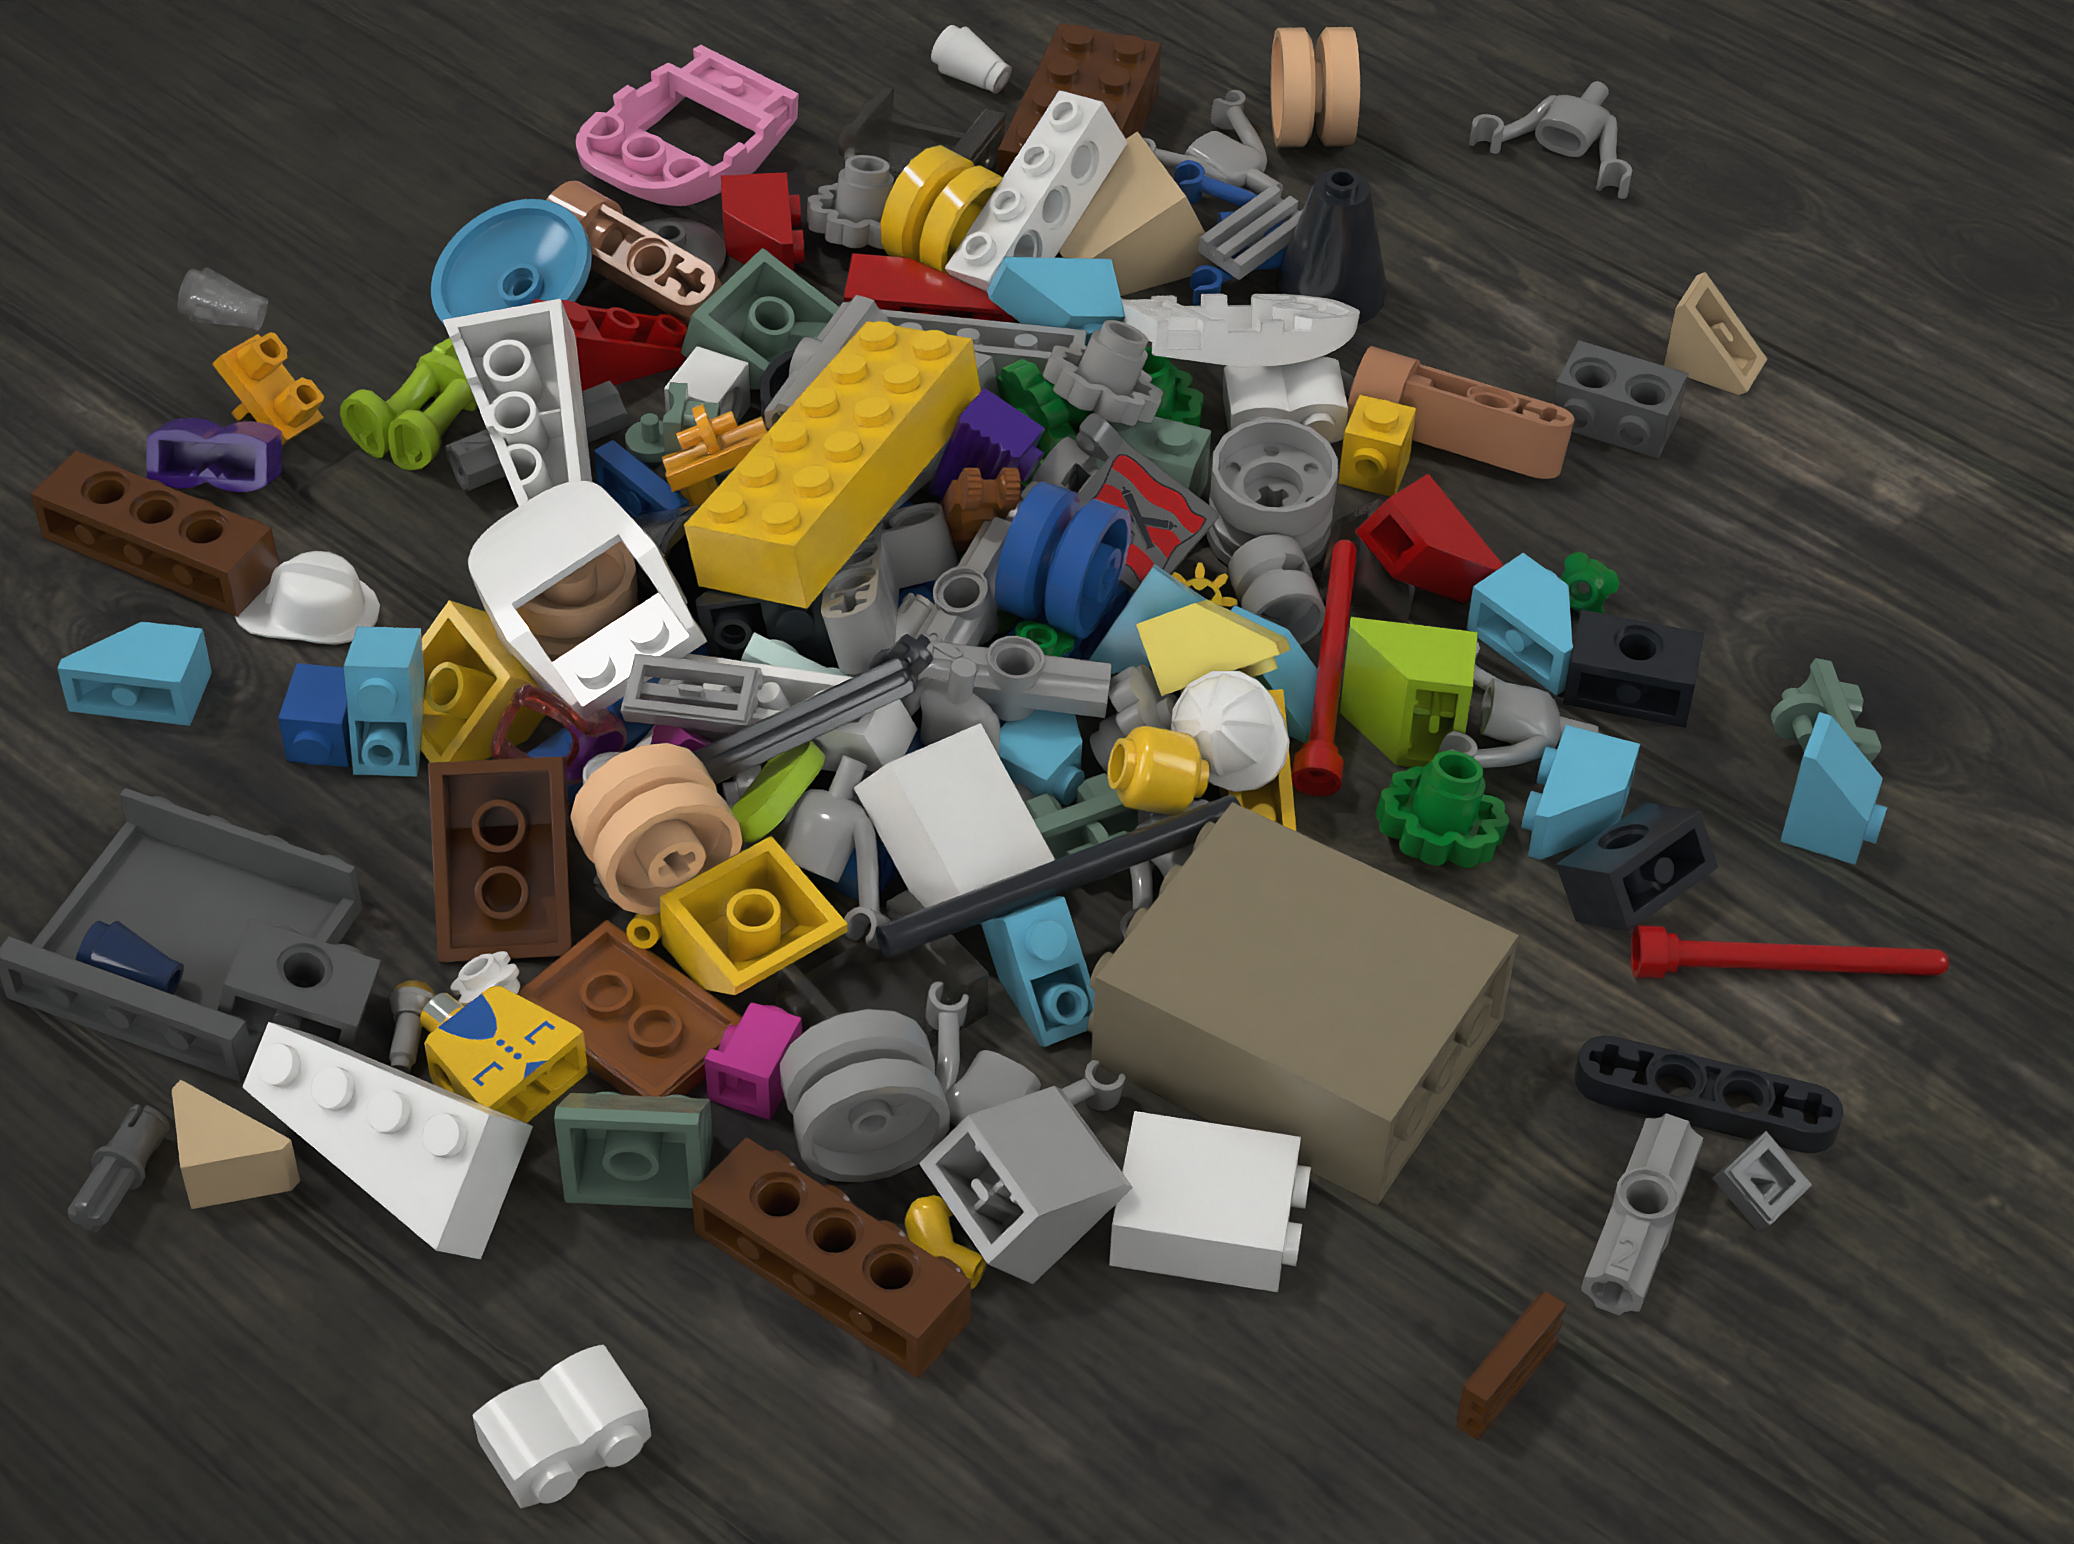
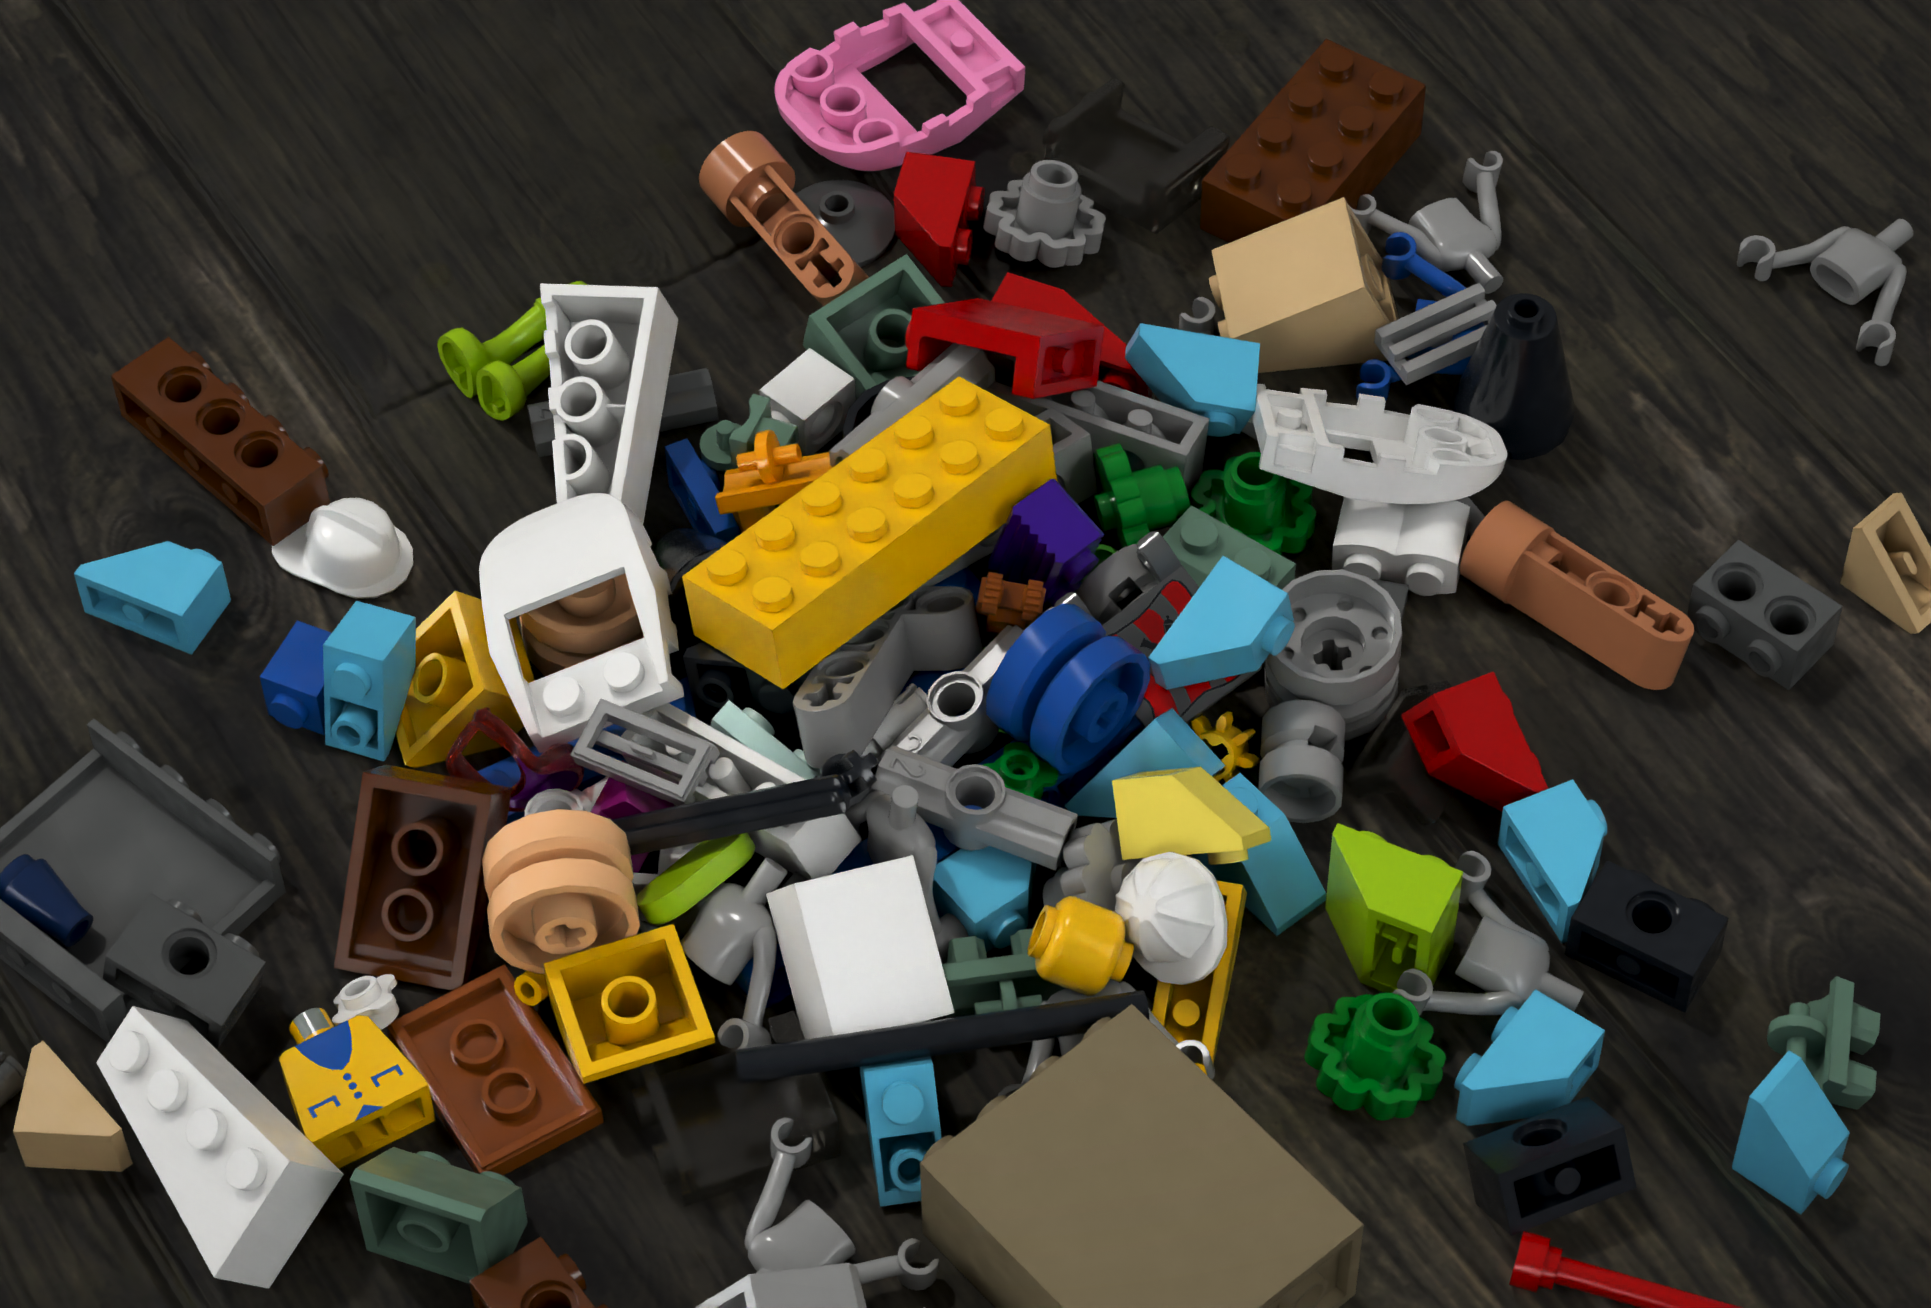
camera: 20 degrees right, 5 degrees up
(217, 300) = (367, 187): clear cone -> none
(230, 458) = (305, 369): dark purple brick -> none
(267, 388) = (376, 305): light orange hips -> none
(407, 1005) = (285, 1006): light grey piece -> none
(512, 258) = (657, 219): dark azure dish -> none
(623, 344) = (730, 320): red slope -> none
(748, 1060) = (590, 1152): dark pink brick -> none
(864, 1095) = (666, 1222): light grey wheel -> none
(934, 206) = (1121, 250): yellow wheel -> none
(943, 293) = (1049, 349): none -> red panel
(969, 59) = (1226, 54): white cone -> none
(1042, 189) = (1218, 248): white brick -> none
(1106, 375) = (1194, 486): light grey plant -> none
(1186, 480) = (1224, 629): none -> medium azure slope
(1315, 87) = (1581, 172): light nougat wheel -> none
(1318, 765) = (1270, 967): red piece -> none
(1381, 434) = (1476, 614): yellow brick -> none
(1599, 578) = (1647, 822): green plate -> none

